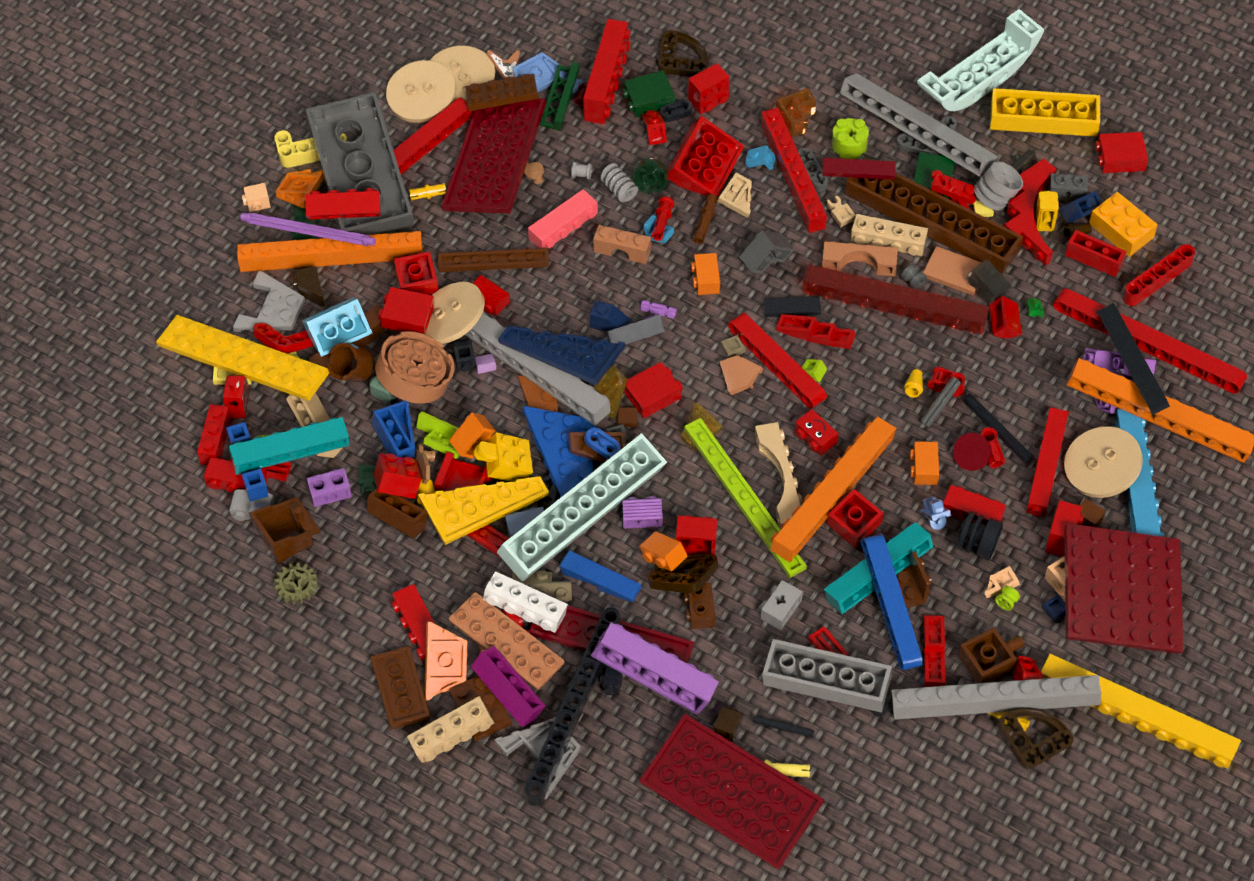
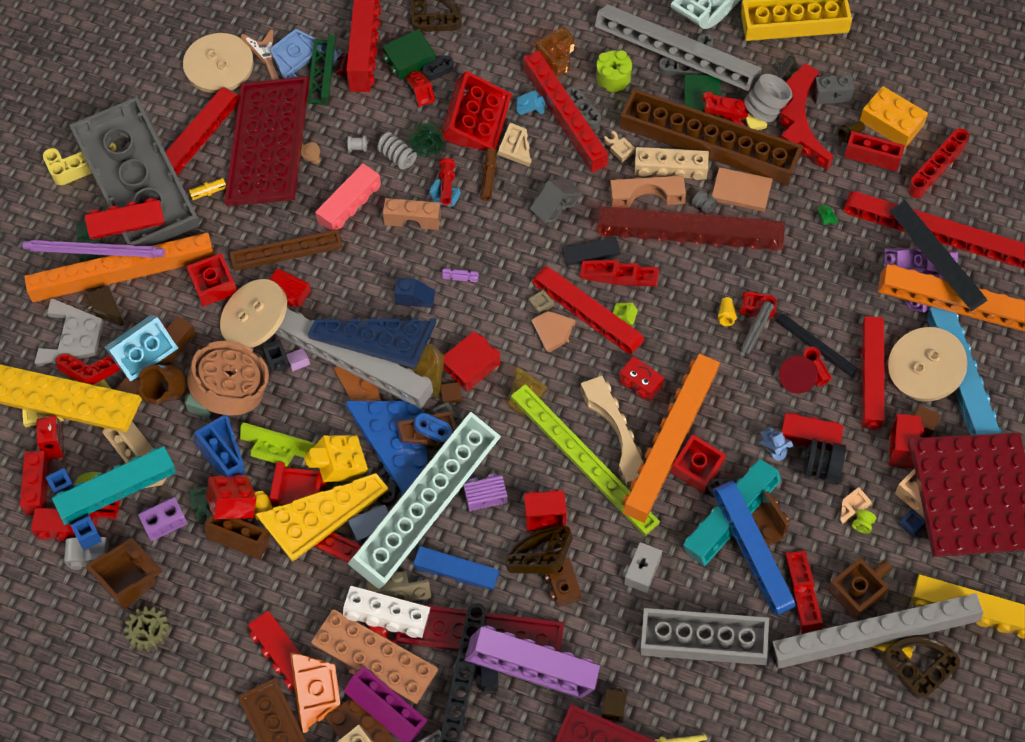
camera: 10 degrees left, 5 degrees up
(256, 197) = (35, 222): light nougat brick -> none
(298, 184) = (76, 203): orange wing -> none
(406, 311) = (209, 319): red brick -> none
(420, 91) = (182, 86): tan plate -> none
(422, 459) = (252, 470): medium nougat brick -> none
(470, 434) = (299, 440): orange brick -> none
(501, 92) = (263, 75): reddish brown plate -> none
(636, 330) = (442, 301): tile -> none
(663, 551) = (514, 531): orange brick -> none
(707, 274) = (501, 231): orange brick -> none
(708, 88) = (467, 41): red brick -> none
(783, 726) = (668, 696): black bar -> none
(829, 636) = (698, 593): red tile -> none
(859, 168) = (630, 101): dark red tile -> none
(925, 463) = (754, 393): orange brick -> none
(988, 281) = (777, 196): clear smoke brick -> none
(1005, 318) = (800, 230): red brick -> none
(1026, 669) = (900, 597): red piece -> none
(1046, 211) = (819, 115): yellow brick -> none
(1080, 207) = (850, 107): dark blue slope -> none
(1121, 152) = (876, 45): red brick -> none

